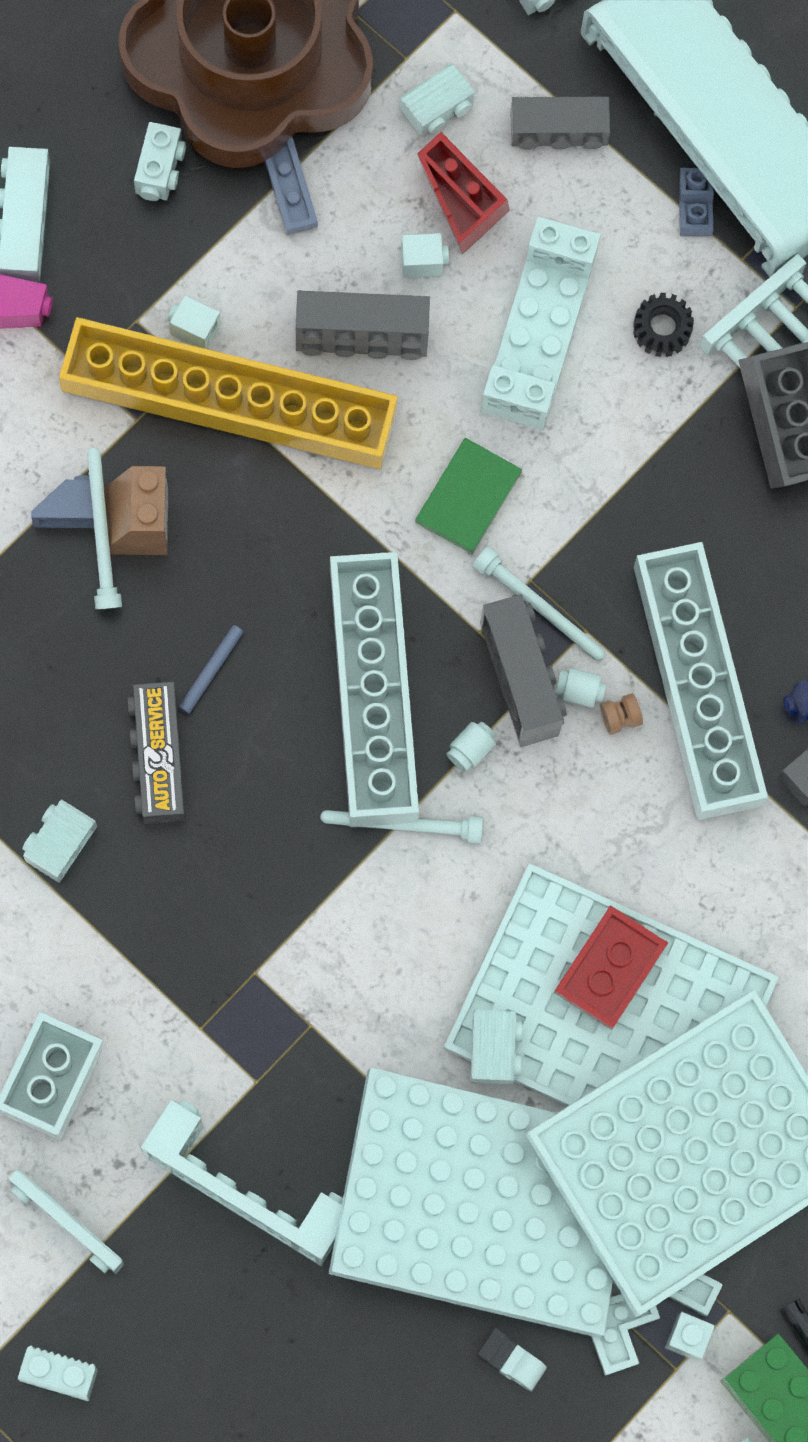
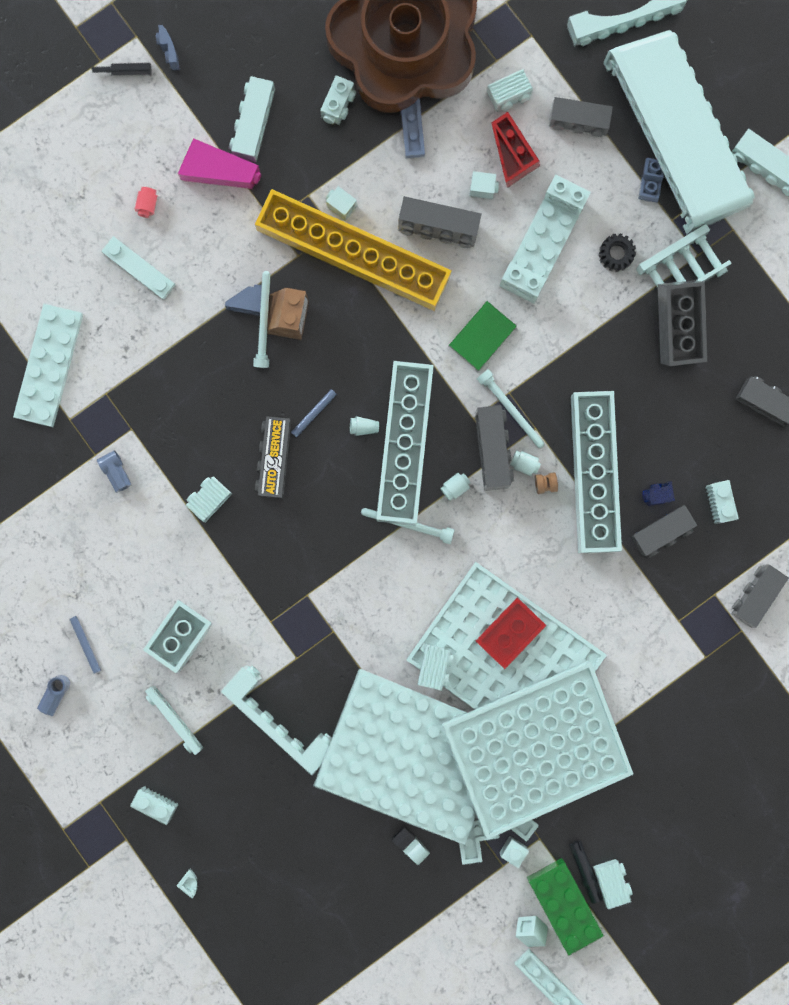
camera: 15 degrees right, 10 degrees up
(296, 675) = (363, 426): none -> light aqua cone

